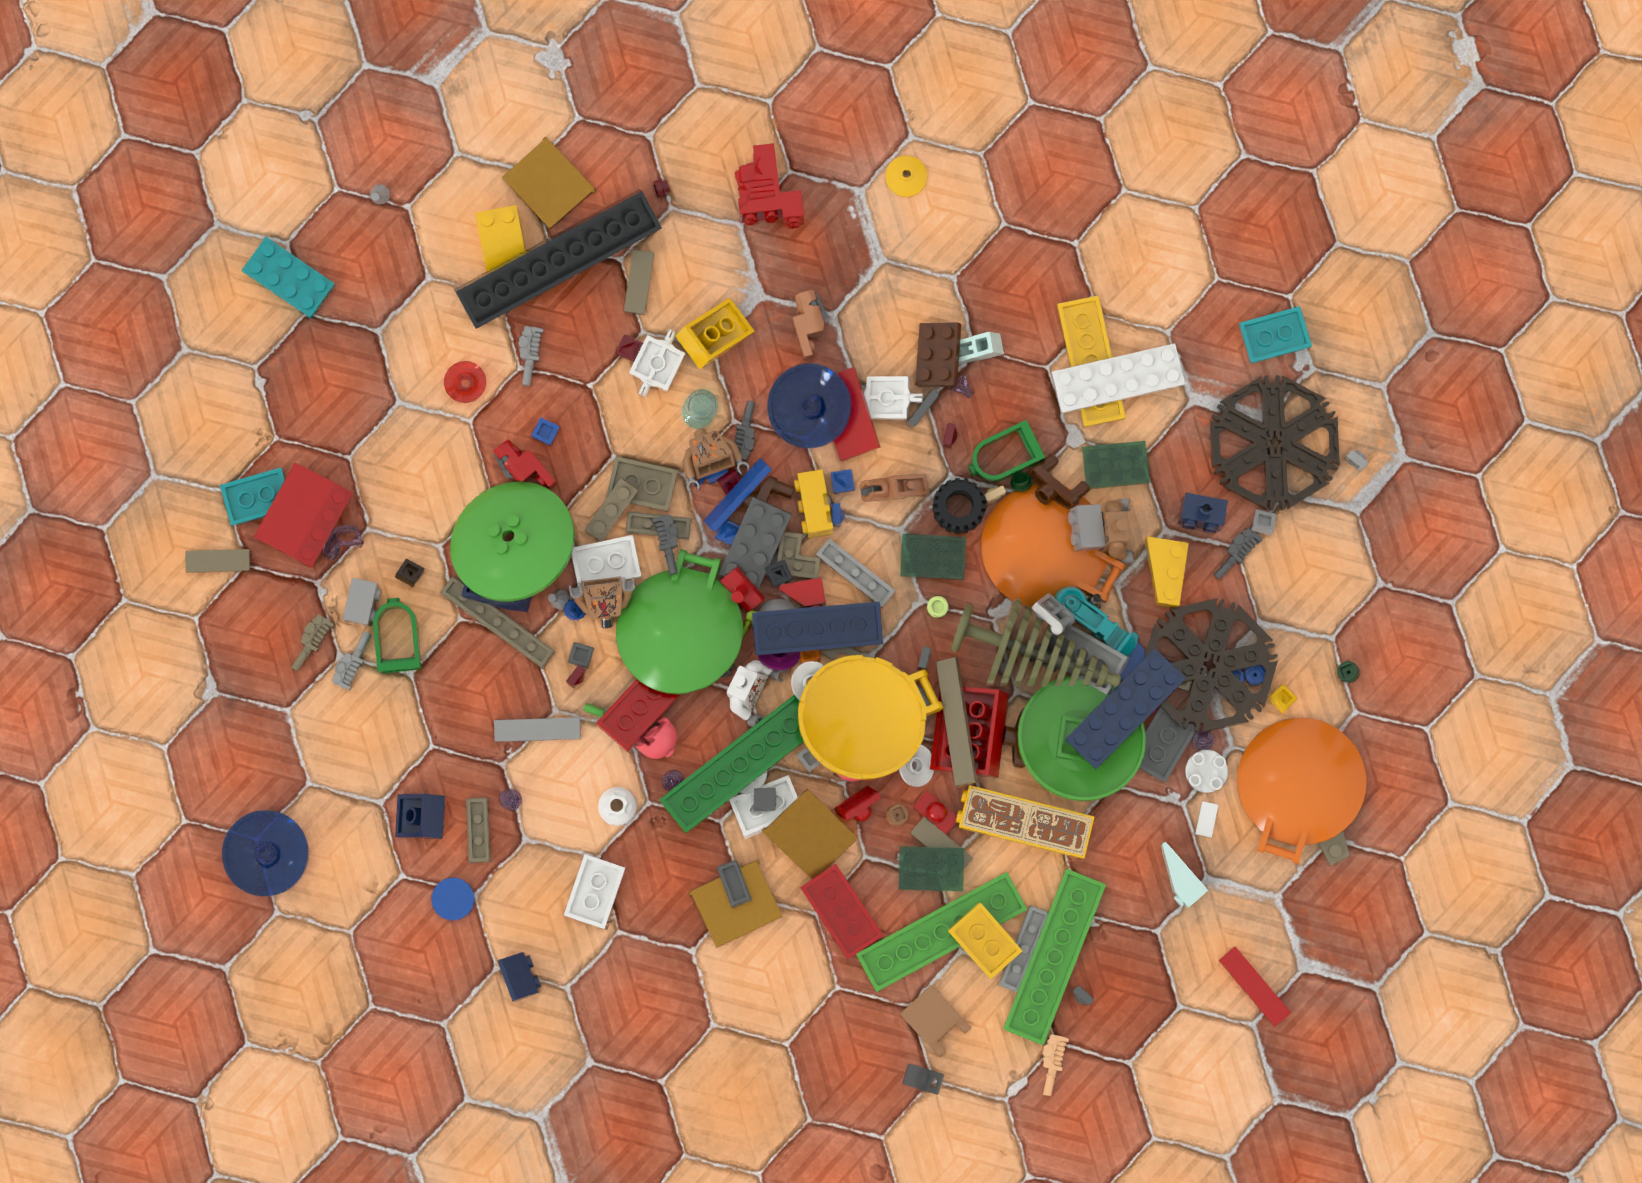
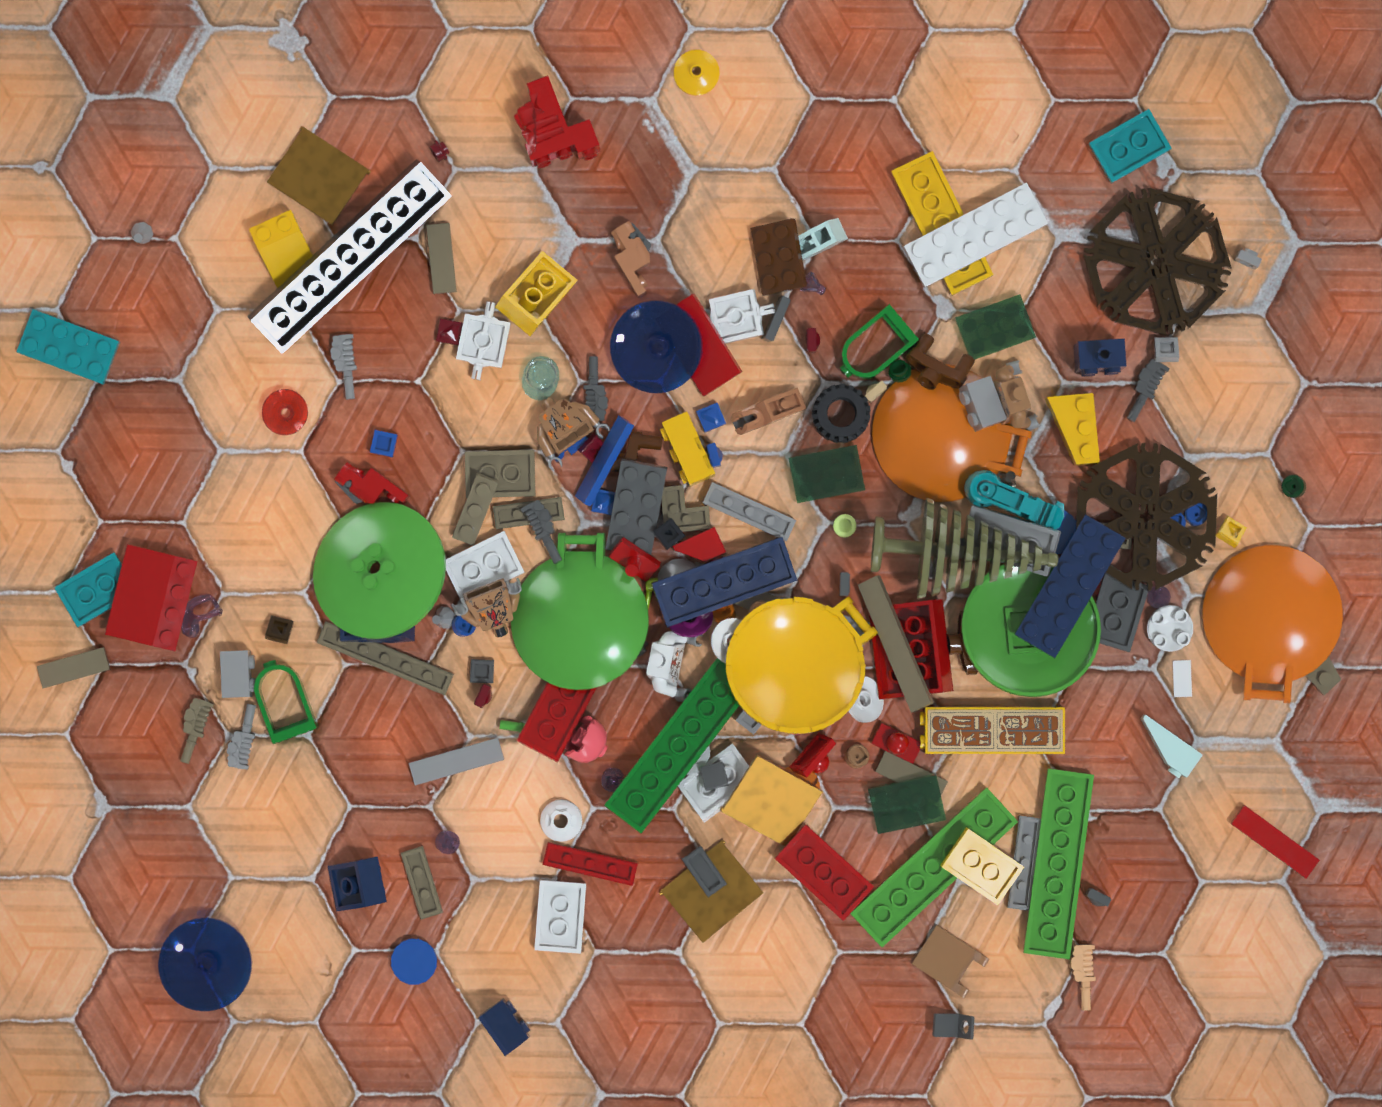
camera: 10 degrees left, 5 degrees up
(633, 851) = (590, 864): none -> red tile
(1048, 608) = (963, 503): light grey plate -> none

